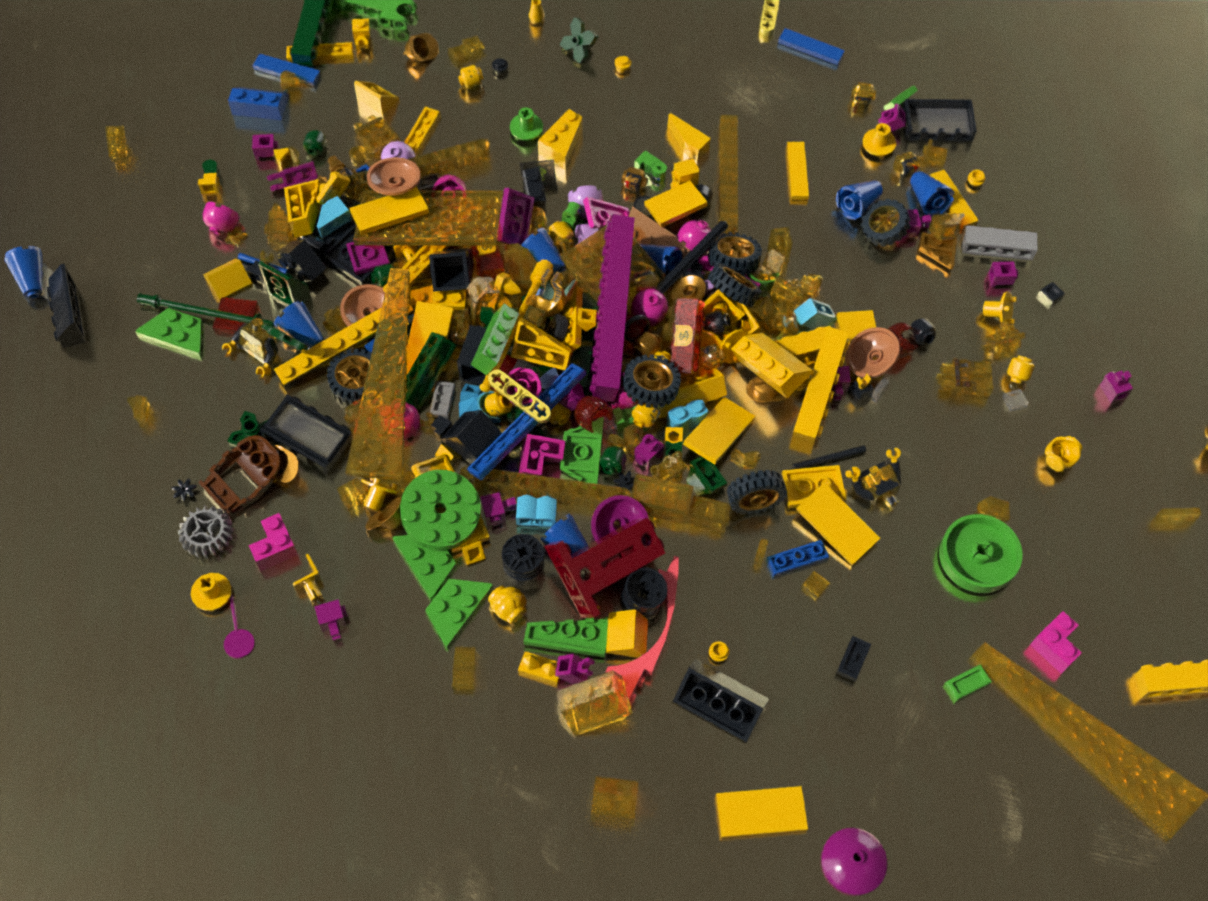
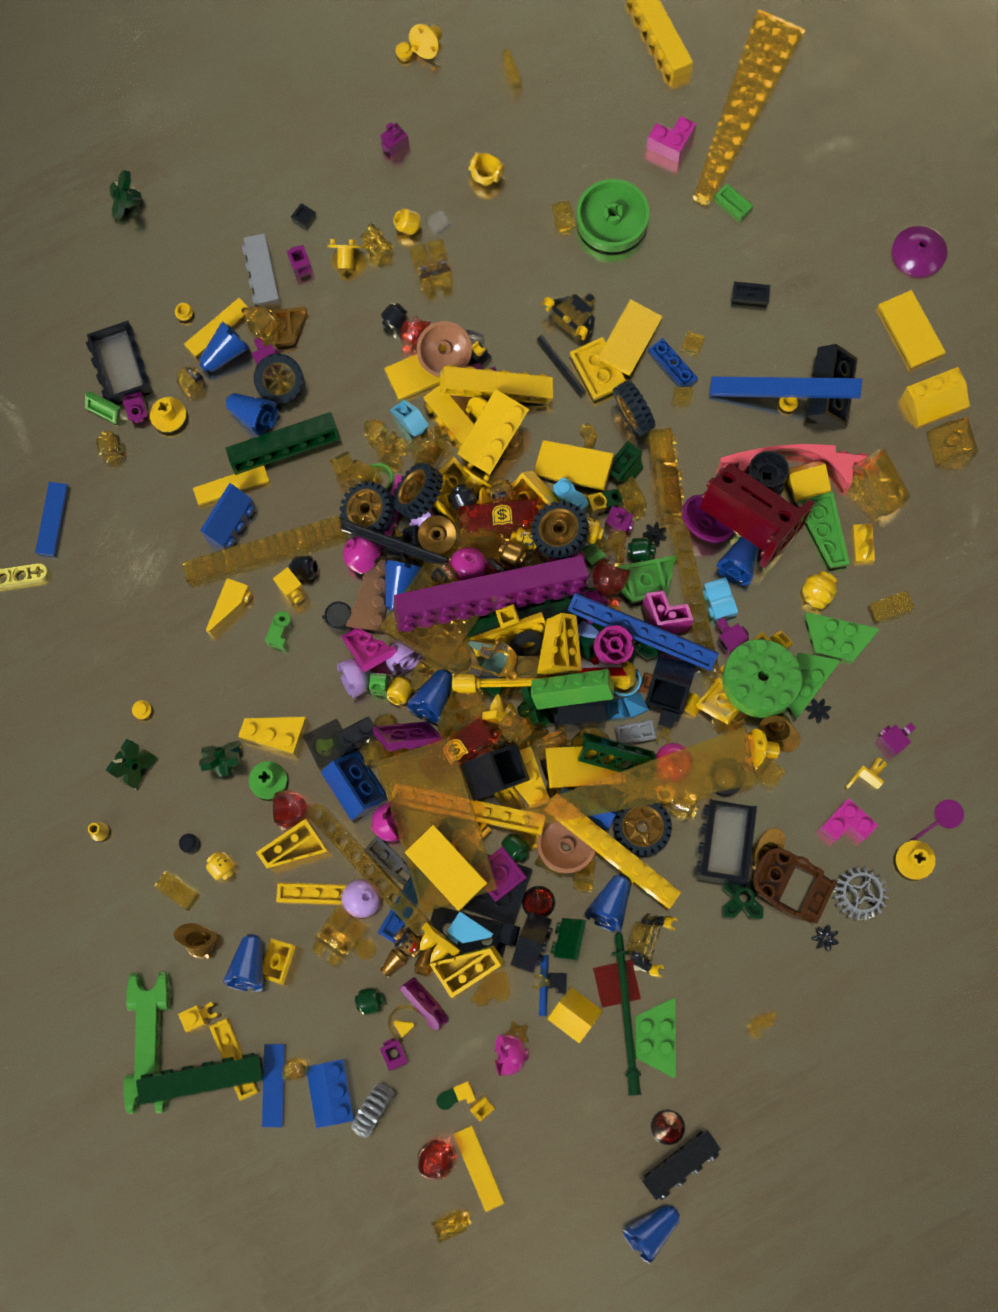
camera: 100 degrees left, 15 degrees up
(101, 314) = (668, 1127): none -> clear red hat
(148, 178) = (478, 1168): none -> yellow tile
(165, 141) = (440, 1157): none -> clear red piece
(192, 192) = (481, 1108): none -> yellow slope
(229, 116) = (372, 1110): none -> light grey gear
(285, 338) = (643, 898): dark green tile -> none
(332, 281) = (538, 900): none -> clear red hat
(383, 71) = (246, 966): none -> blue cone
(392, 563) = (815, 712): none -> black plant
(393, 176) = (393, 877): nougat dish -> none
(462, 122) = (292, 845): none -> yellow wedge
(494, 130) = (288, 808): none -> clear red piece
(495, 176) = (354, 785): none -> blue slope
(519, 396) = (625, 639): light yellow beam -> none
(523, 569) = (766, 595): black wheel -> none
(557, 96) = (220, 758): none -> dark green plant
(573, 668) = (858, 509): magenta brick -> none
(634, 179) = (303, 641): pearl gold head -> none
(671, 804) = (937, 397): none -> yellow slope
(675, 203) = (330, 583): yellow tile -> none
(730, 646) = (786, 387): none -> blue tile
(766, 153) = (228, 518): none -> blue slope
(822, 213) = (282, 443): none -> dark green brick
(934, 154) = (165, 358): clear yellow bracket -> none
(1104, 159) = (123, 194): none -> dark green plant

